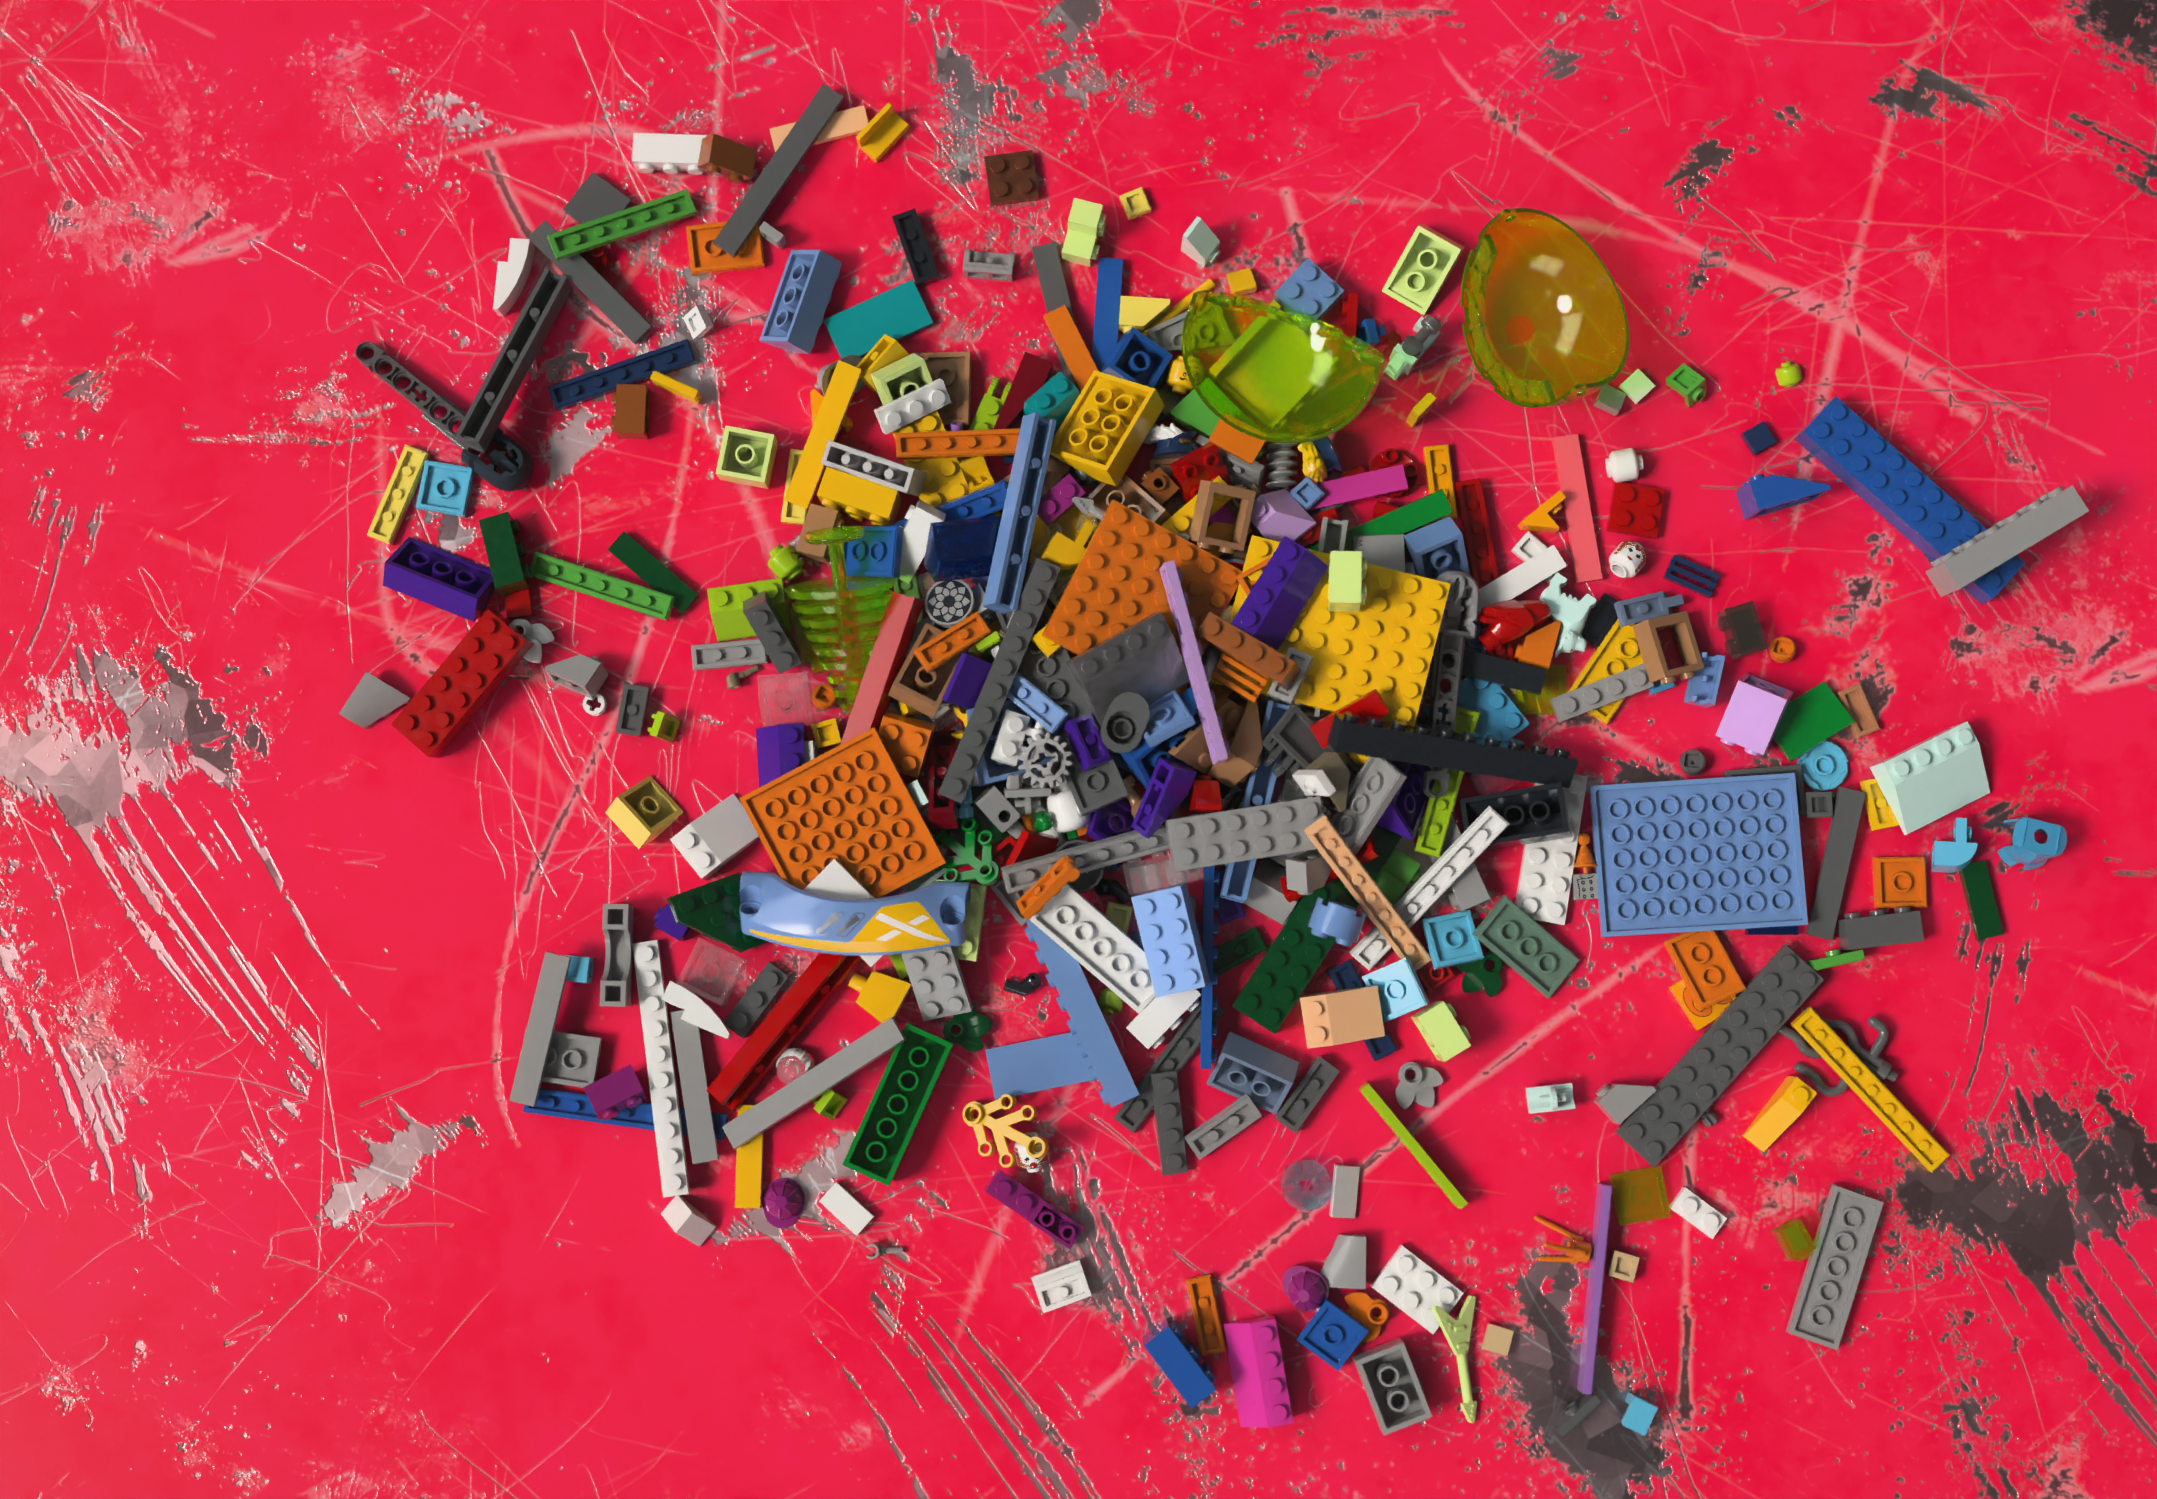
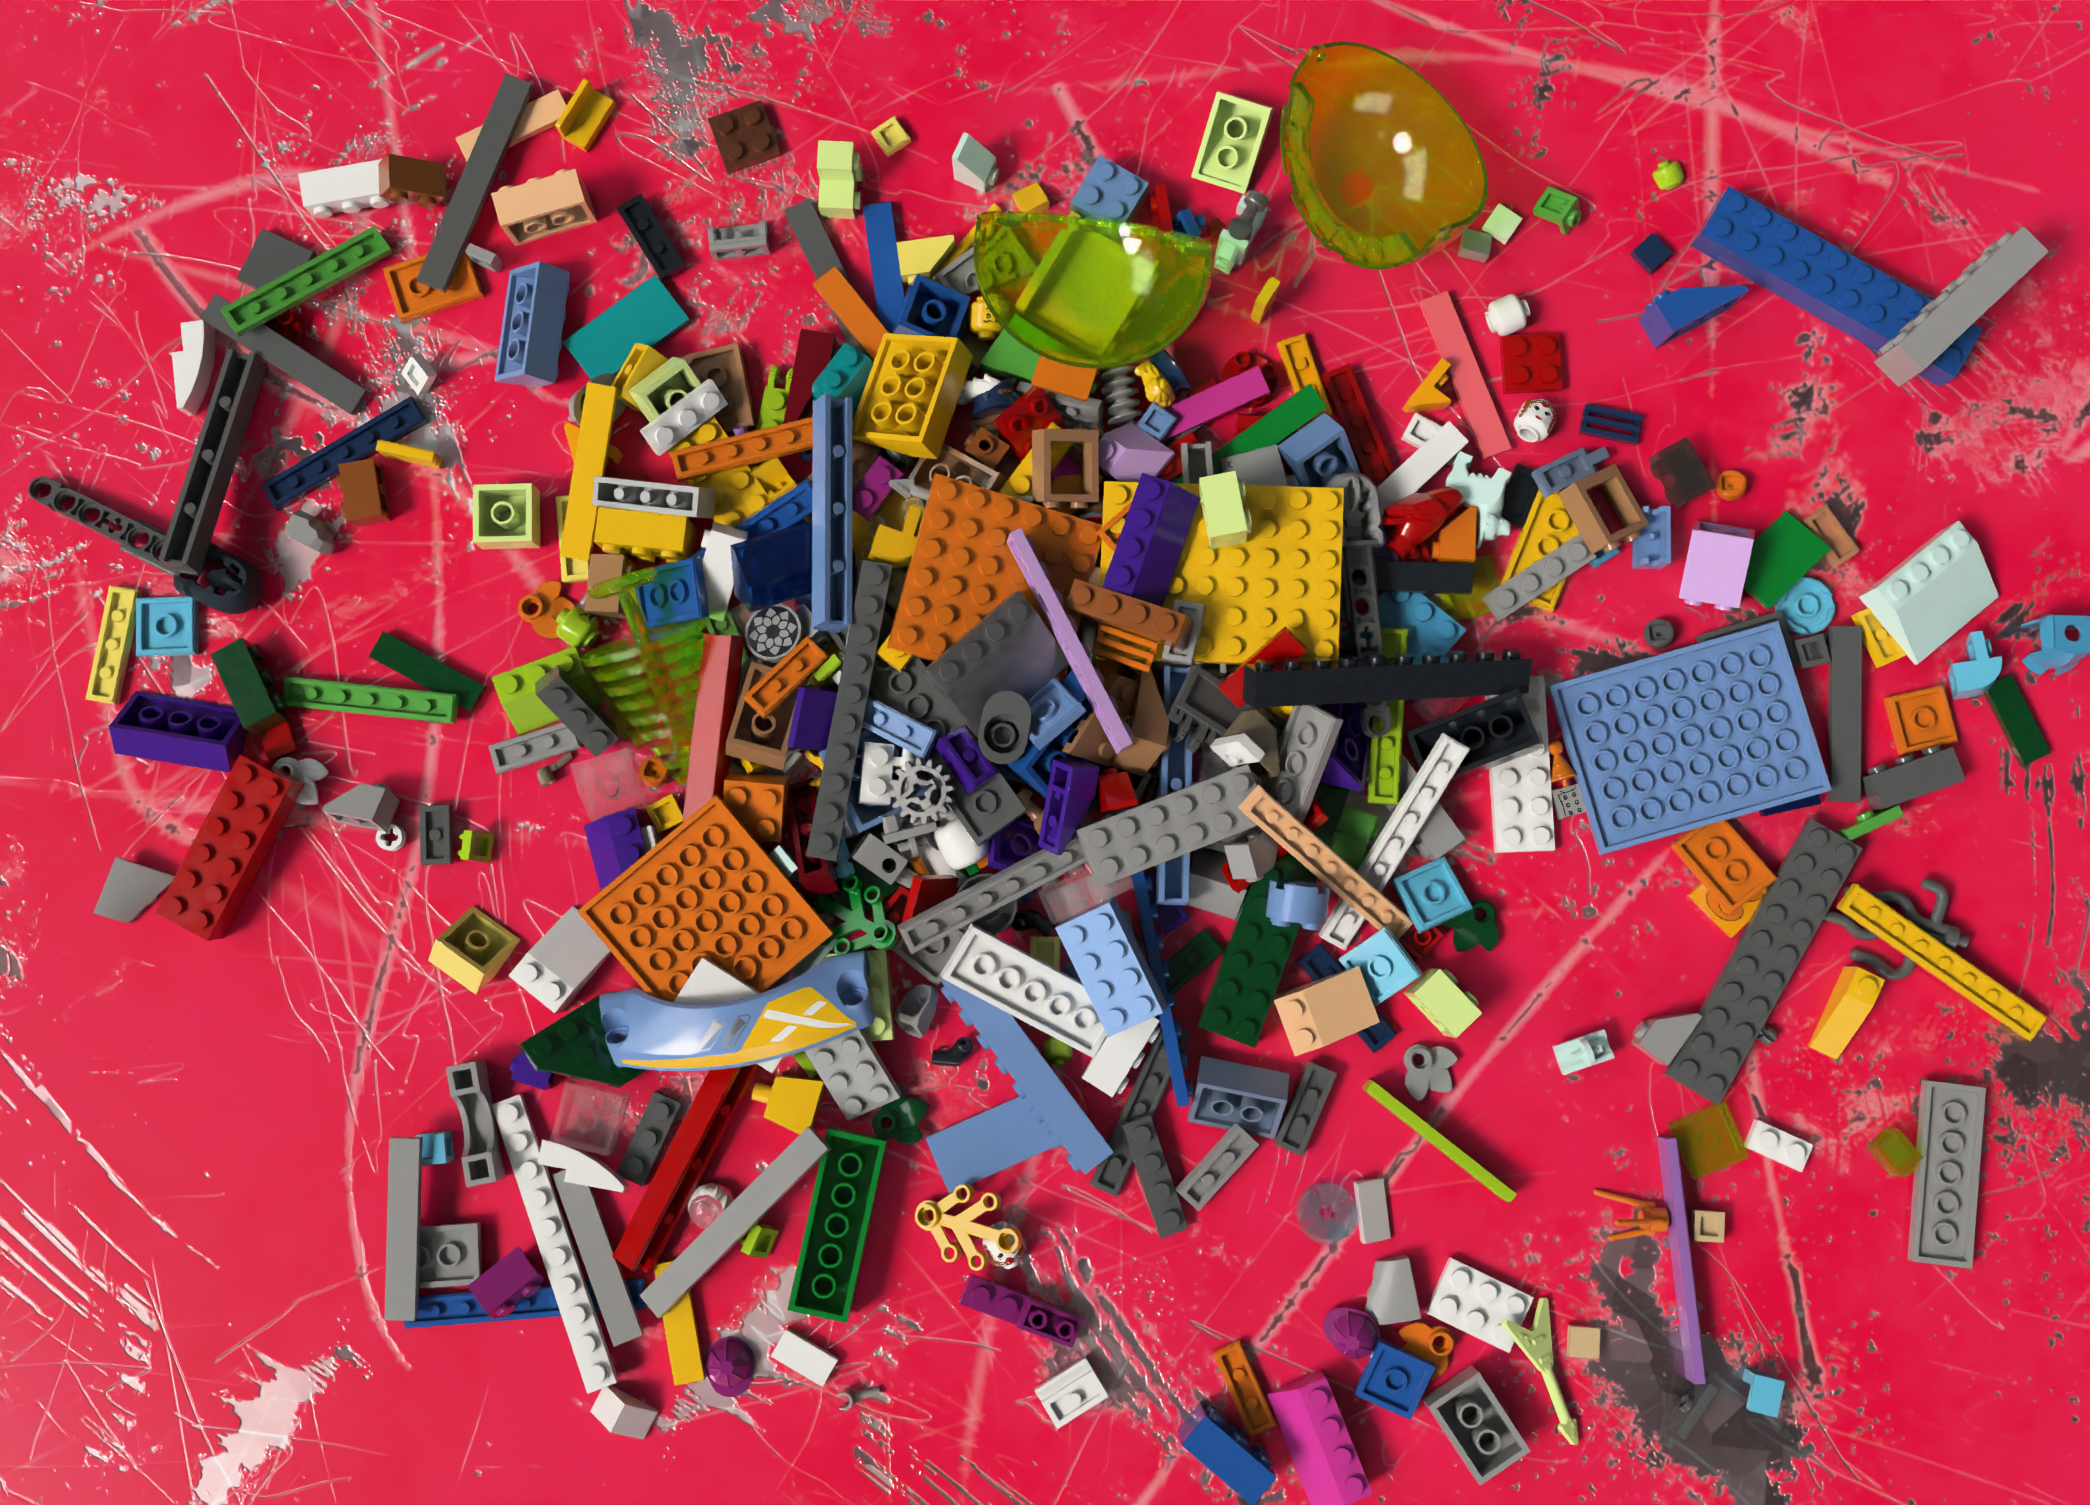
camera: 15 degrees left, 0 degrees up
(580, 435) = (310, 532): none -> light grey rock
(766, 541) = (549, 607): none -> orange plate
(832, 203) = (544, 207): none -> light nougat brick
(1001, 942) = (917, 1010): none -> light grey rock
(1043, 822) = (935, 862): green arm -> none
(1047, 886) = (956, 936): orange plate -> none
(1526, 946) = (1517, 884): sand green tile -> none

